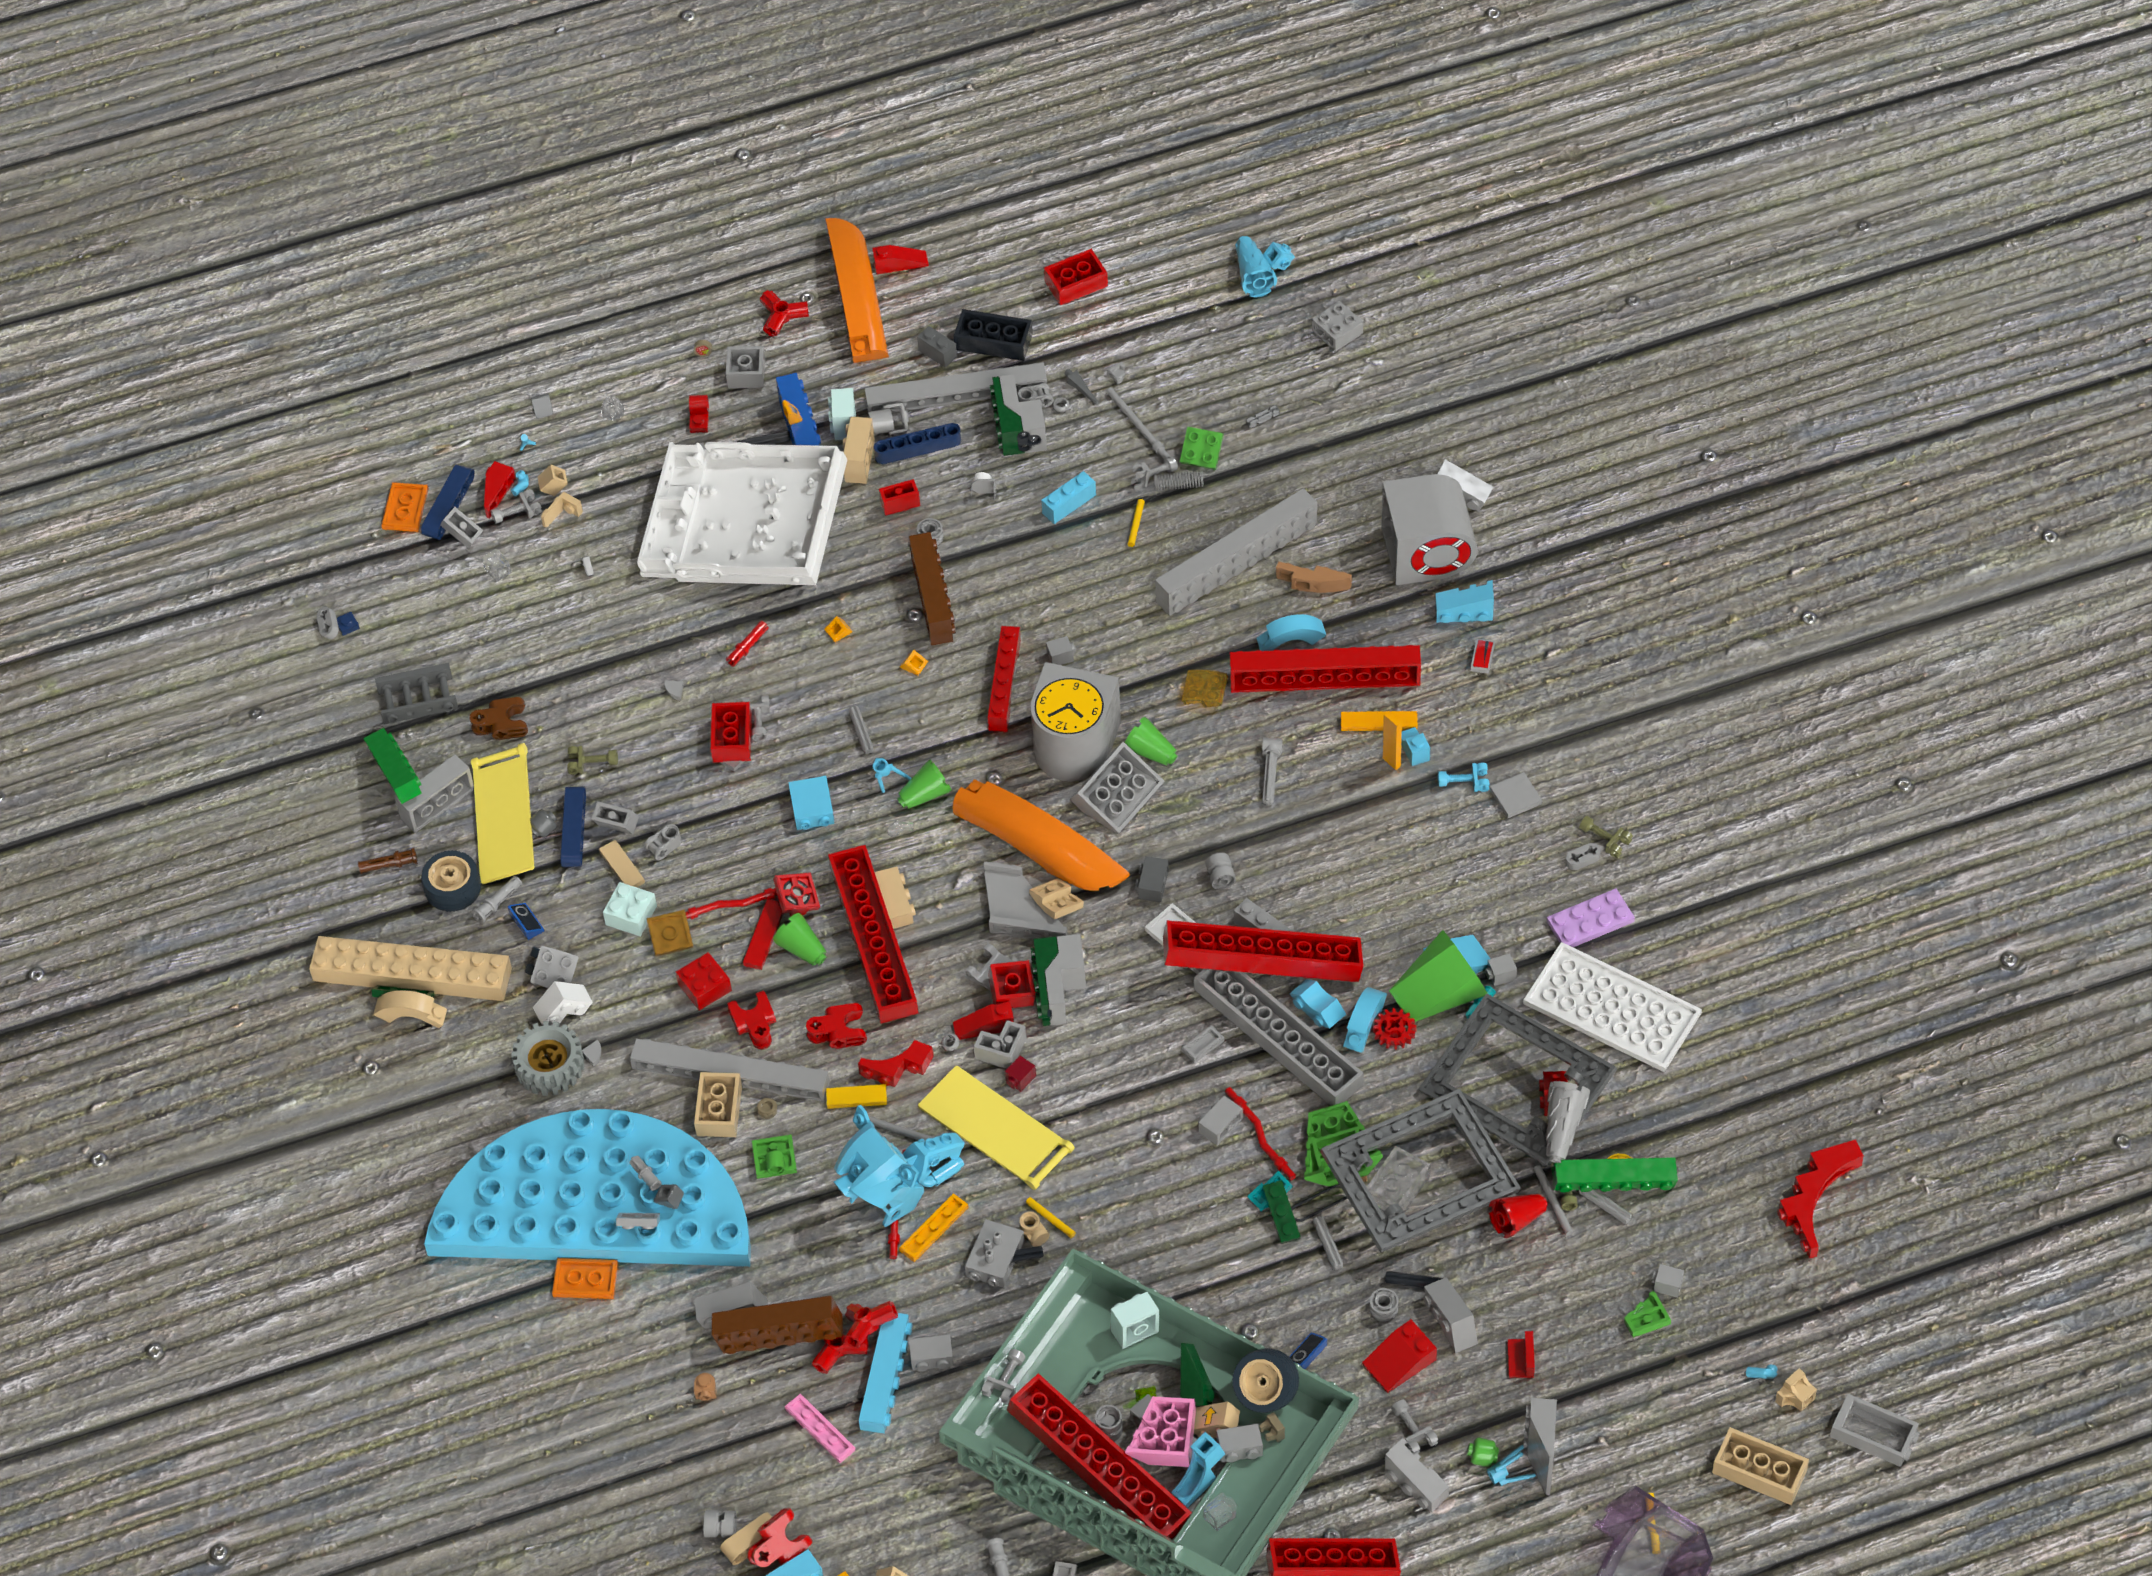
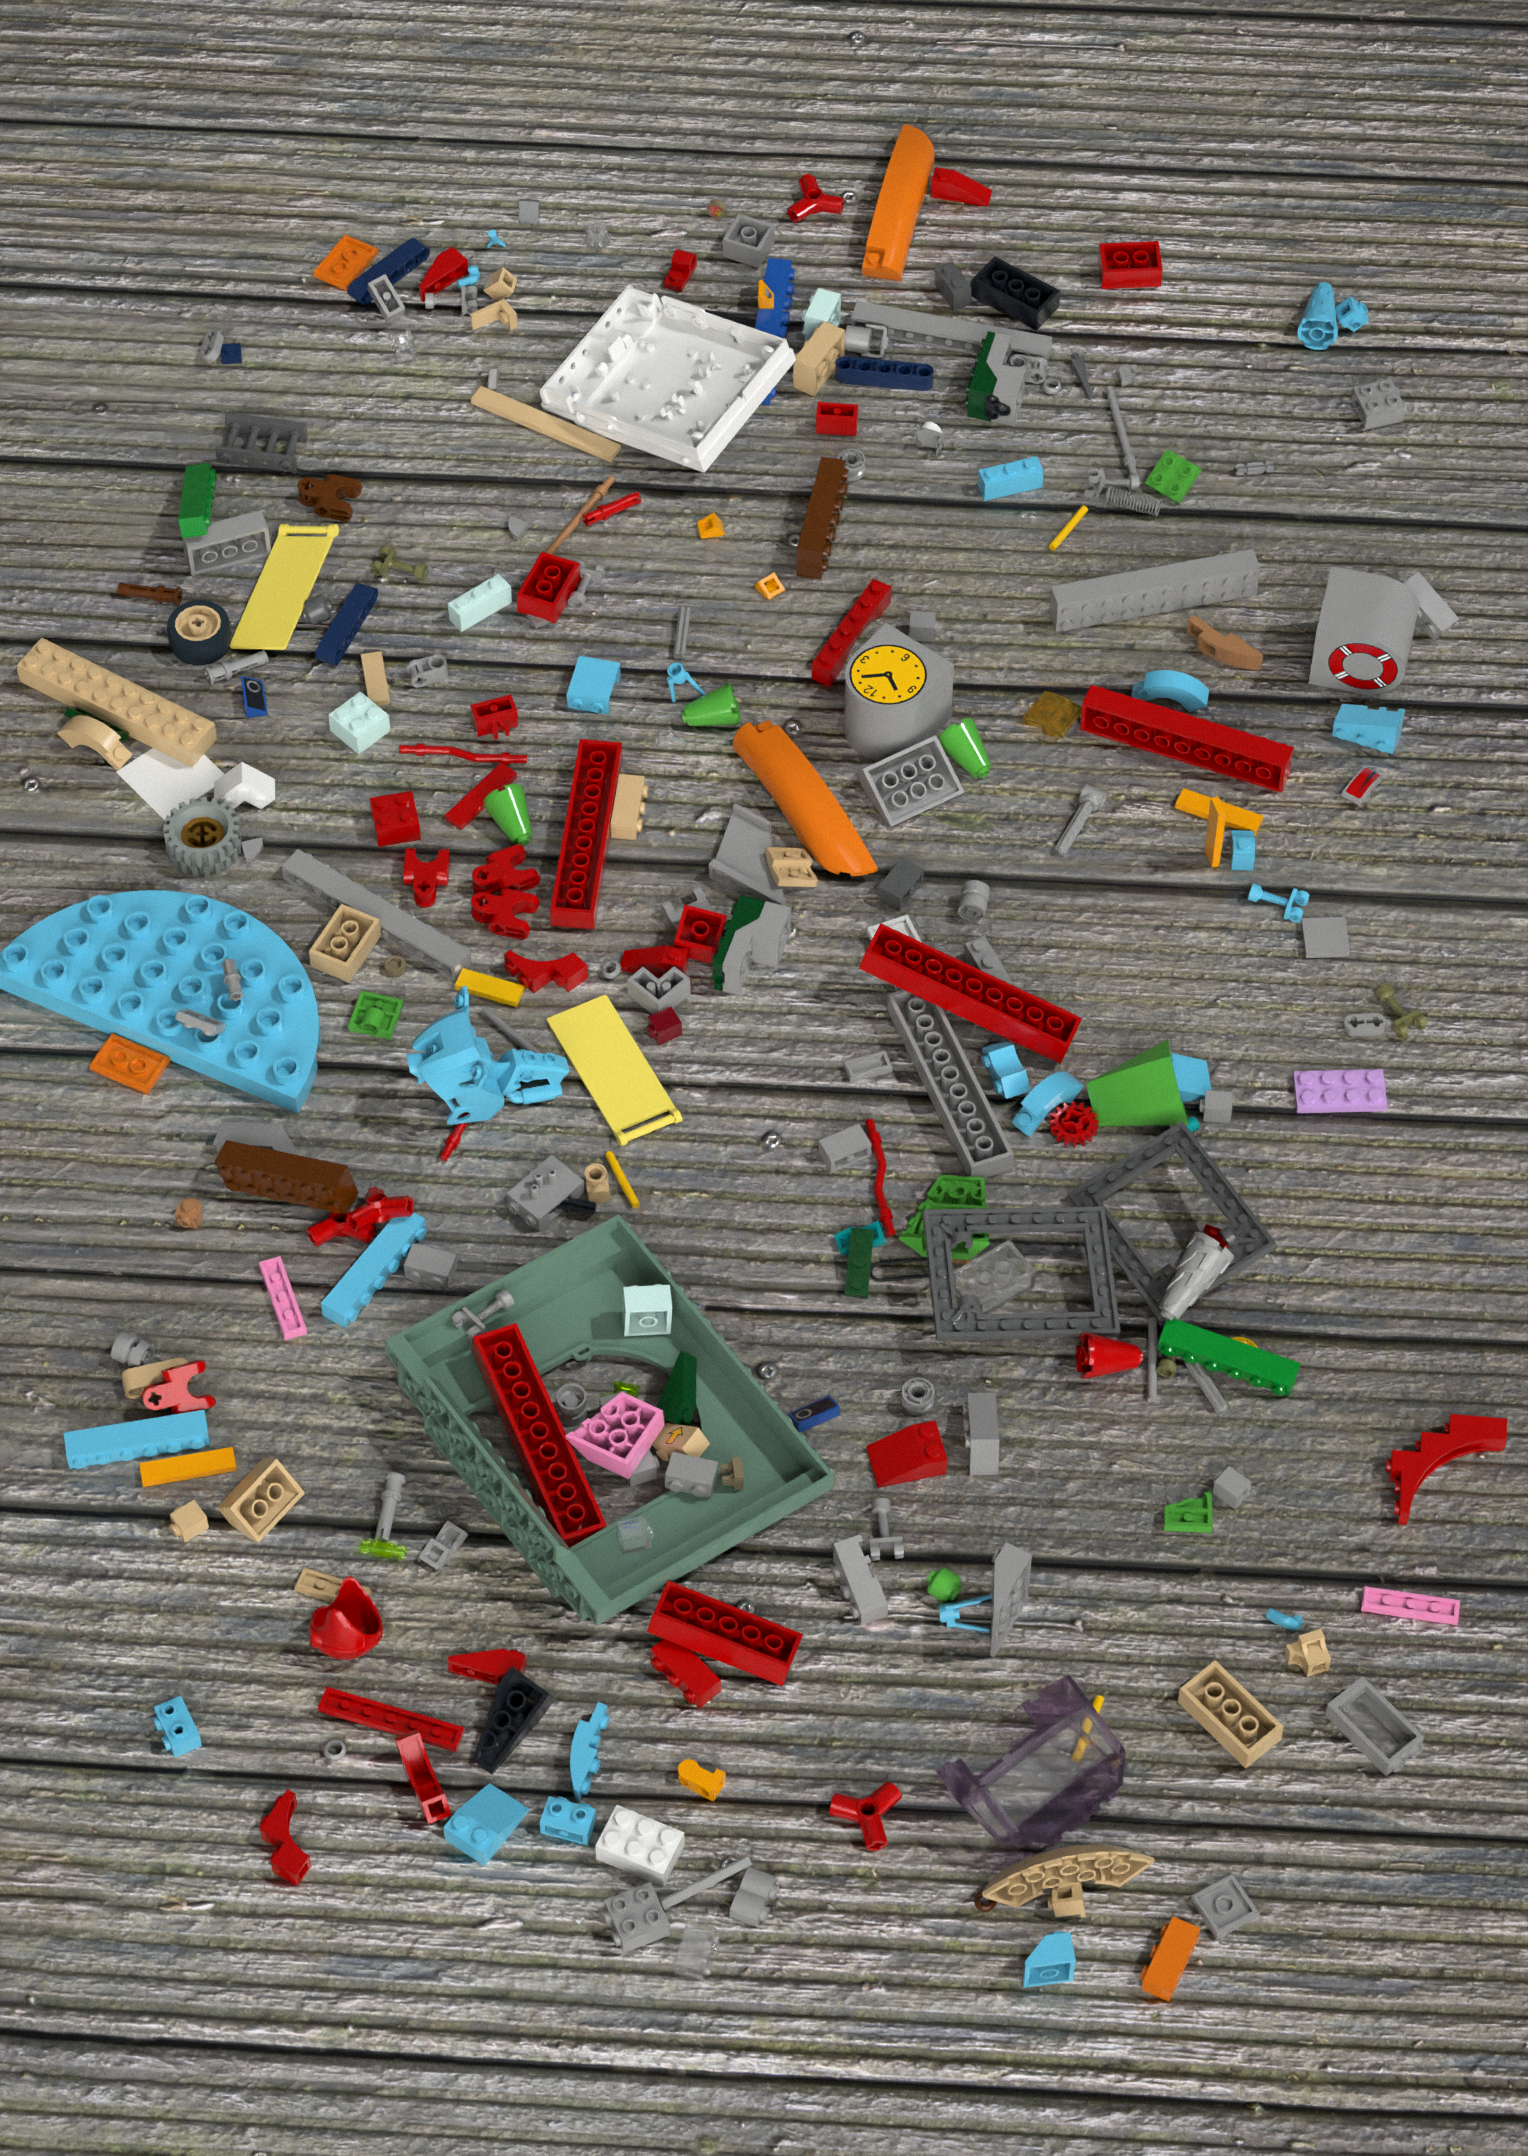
camera: 20 degrees right, 0 degrees up
(490, 1022) = (167, 782): none -> white sticker
(551, 966) = (253, 749): light grey plate -> none
(615, 817) = (390, 629): light grey brick -> none
(652, 589) = (546, 424): none -> tan tile
(669, 1196) = (245, 1011): dark grey slope -> none
(670, 933) = (387, 760): pearl gold tile -> none
(678, 766) = (479, 602): none -> light aqua brick
(729, 633) = (599, 493): none -> medium nougat bar
(743, 861) = (494, 716): none -> red brick
(794, 893) = (530, 766): red piece -> none
(817, 996) = (501, 874): none -> red piece
(933, 1227) = (499, 1145): light orange tile -> none
(1199, 1476) = (634, 1492): medium azure arch -> none
(1265, 1380) = (747, 1421): wheel -> none
(1328, 1243) = (893, 1312): light grey axle -> none
(1409, 1279) = (957, 1381): black axle -> none
(1521, 1356) = (1036, 1505): red panel -> none
(1612, 1006) = (1317, 1187): white plate -> none
(1852, 1321) = (1410, 1605): none -> bright pink tile

